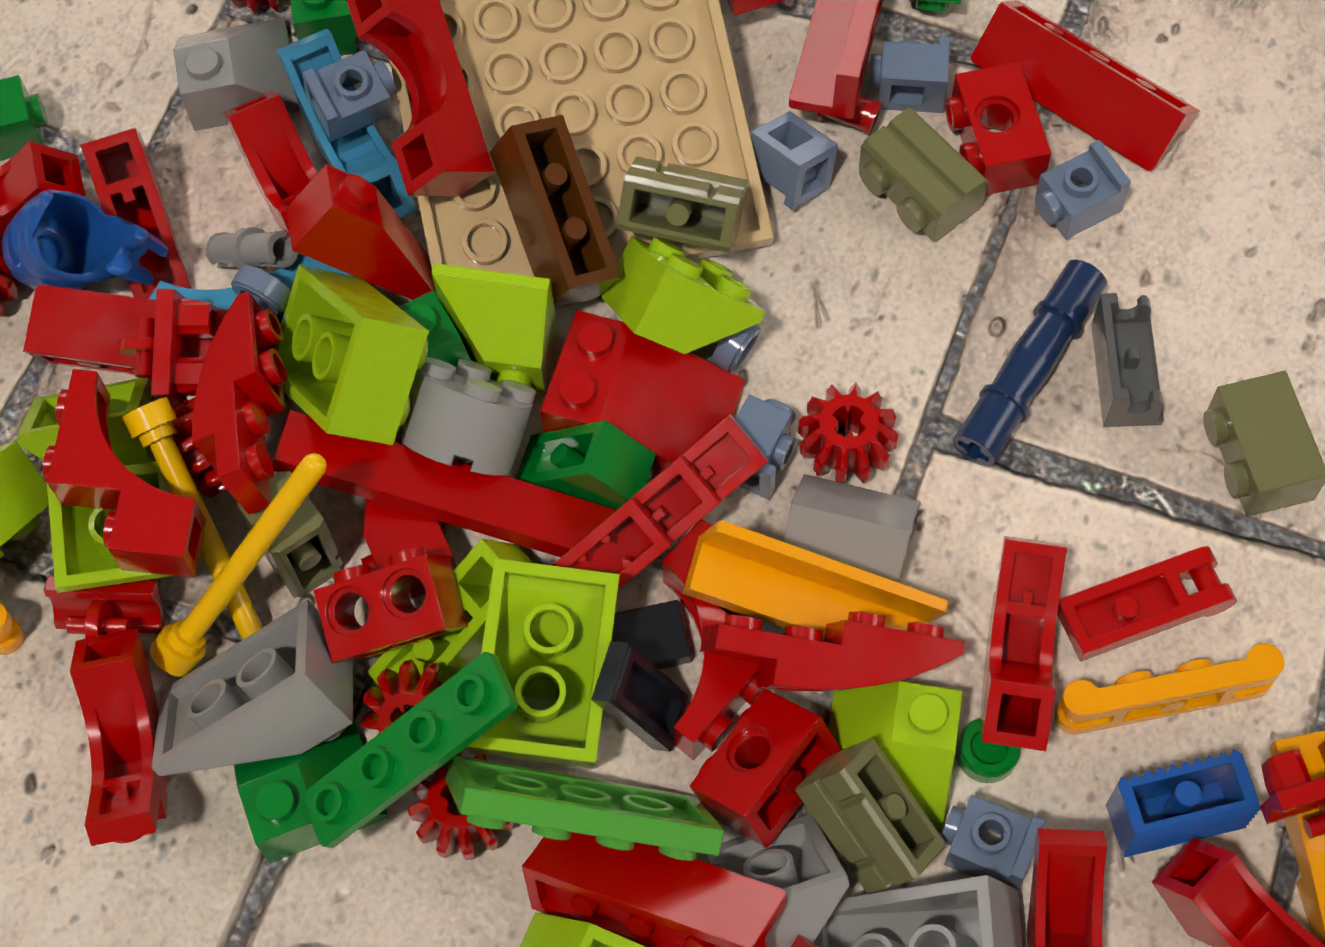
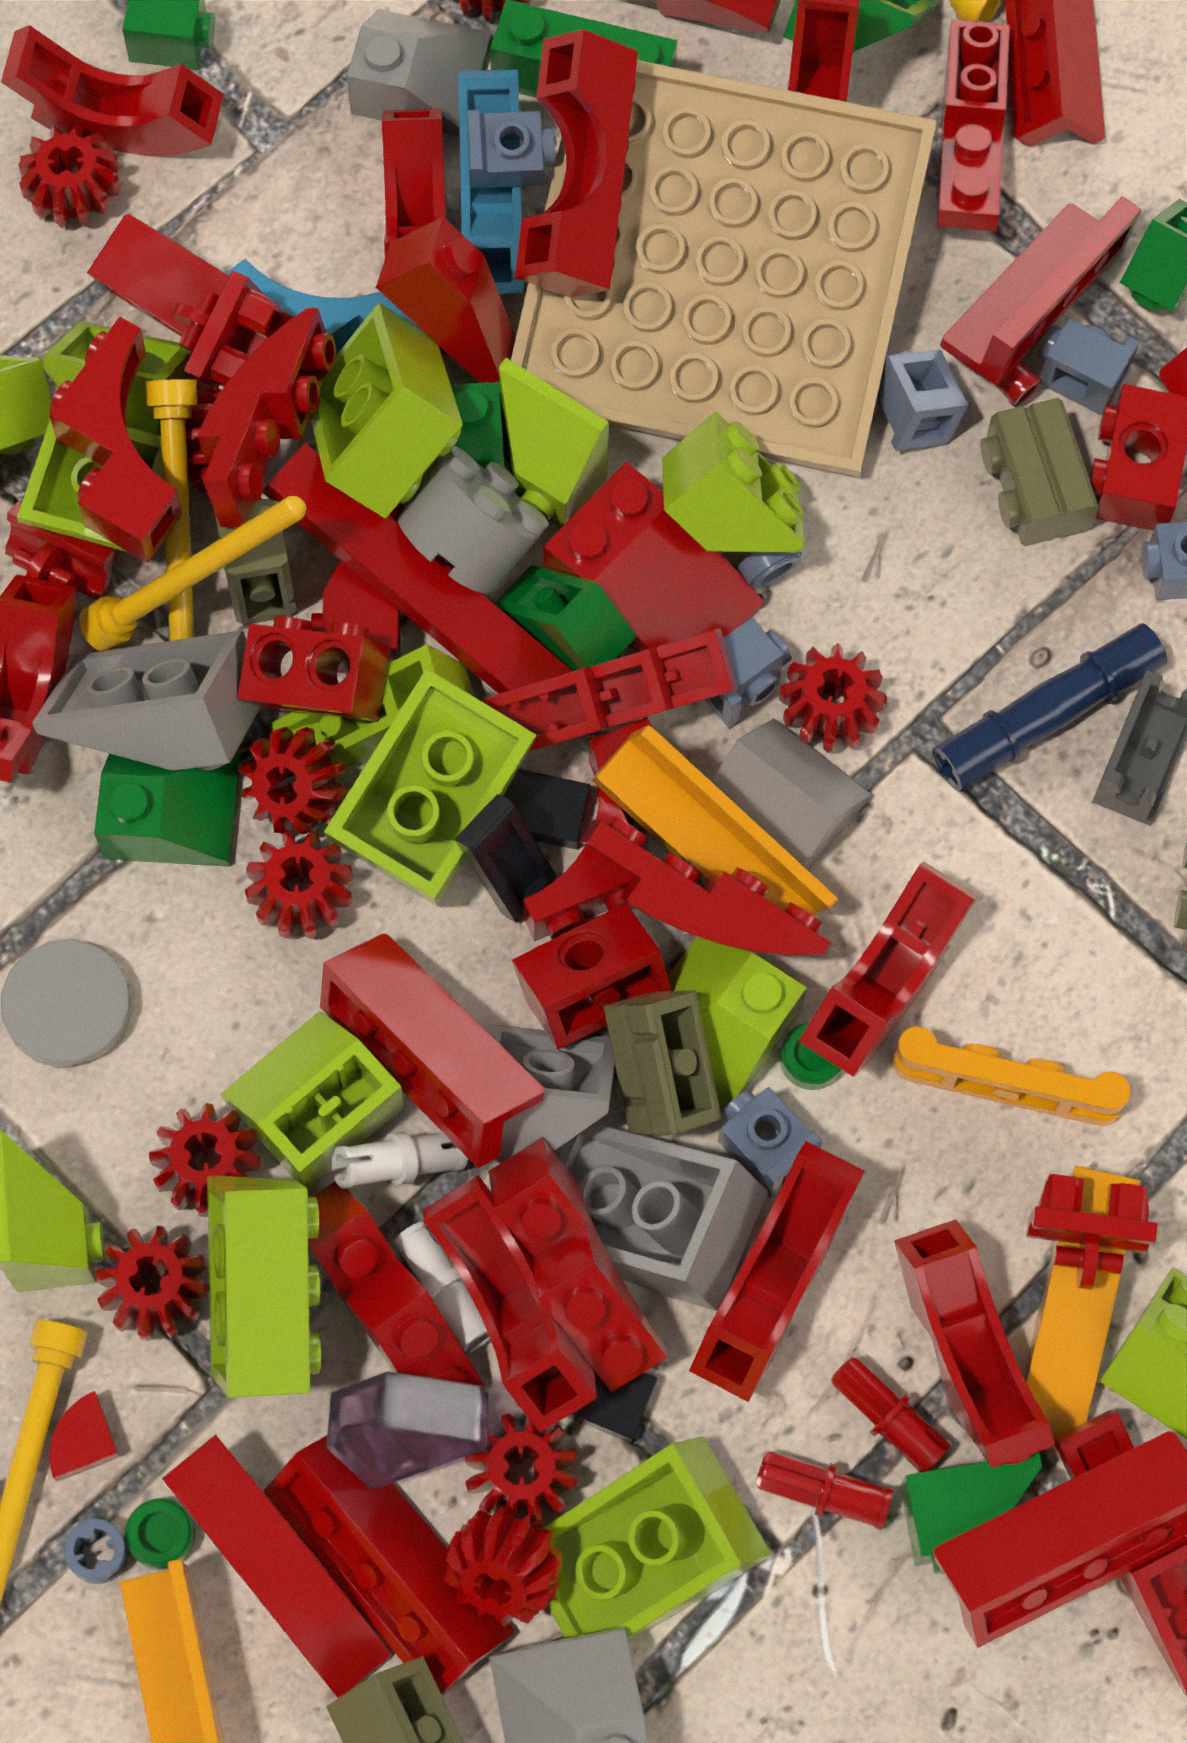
camera: 20 degrees right, 5 degrees up
(72, 243) = (178, 186): blue piece -> none
(131, 191) = (254, 178): red slope -> none
(251, 247) = (343, 263): light grey pin -> none
(263, 287) = (334, 310): sand blue tile -> none
(410, 749) = (265, 809): green bracket -> none
(554, 210) = (649, 354): reddish brown brick -> none
(568, 803) = (386, 922): bright green plate -> none
(682, 204) = (778, 401): olive brick -> none
(1143, 603) = (1033, 987): red plate -> none
(1182, 804) = (960, 1184): blue brick -> none

